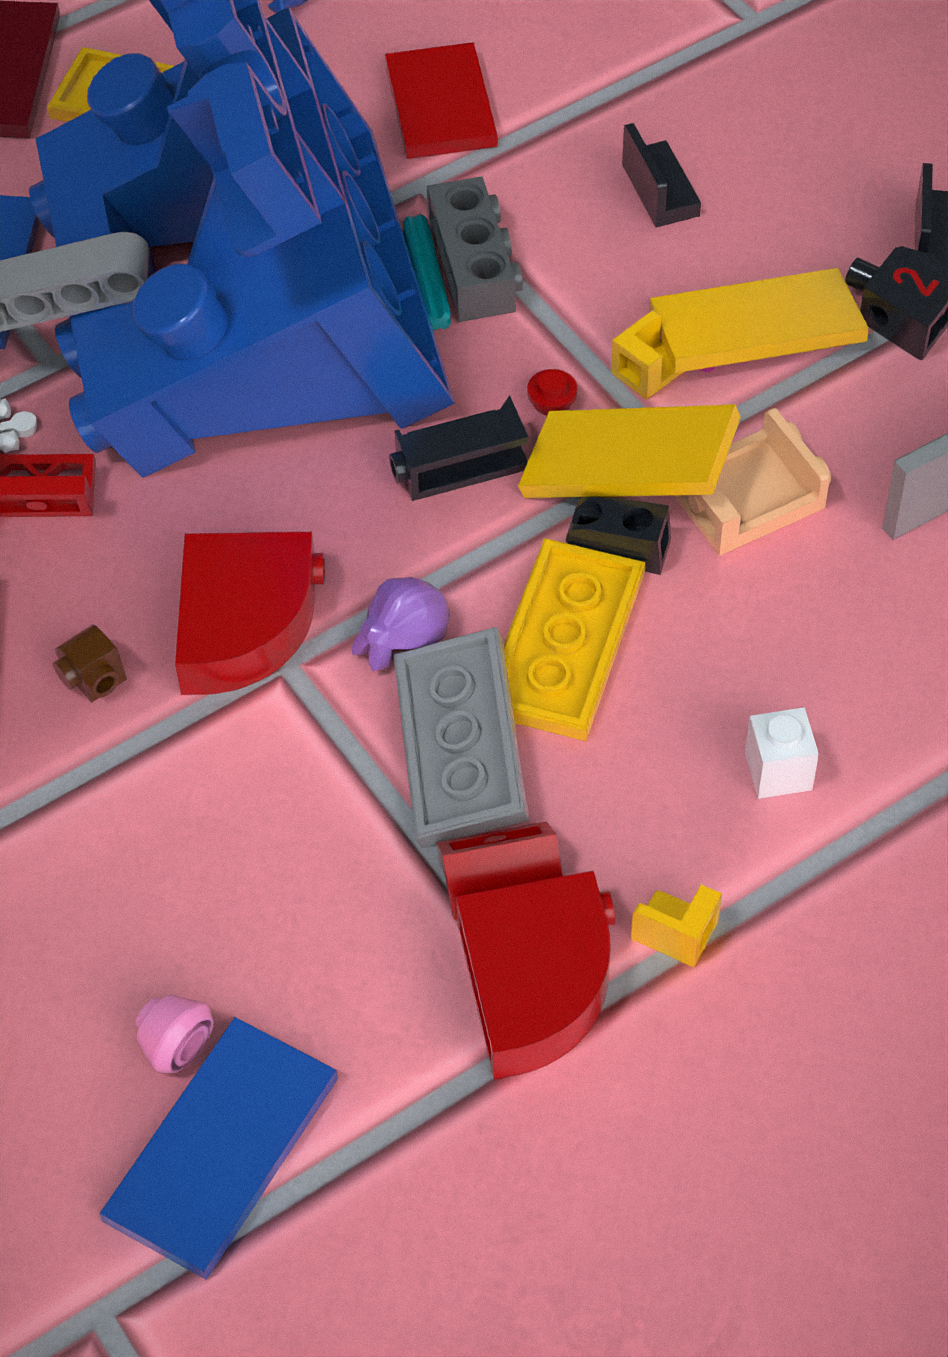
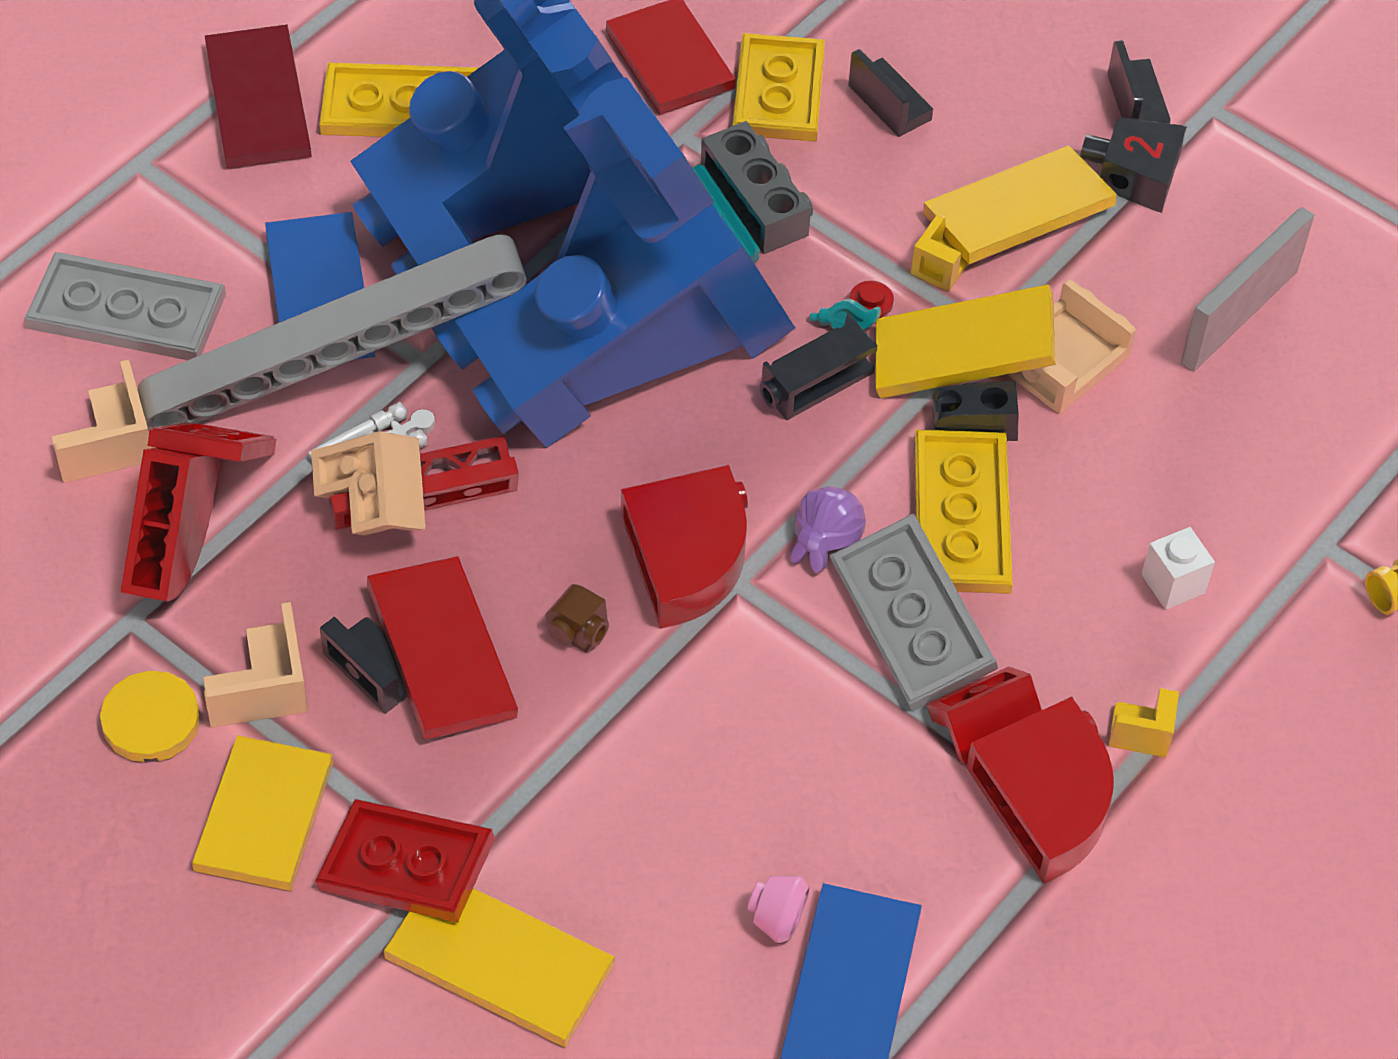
camera: 20 degrees left, 0 degrees up
(525, 399) = (838, 312): none -> teal piece
(545, 152) = (780, 86): none -> yellow tile

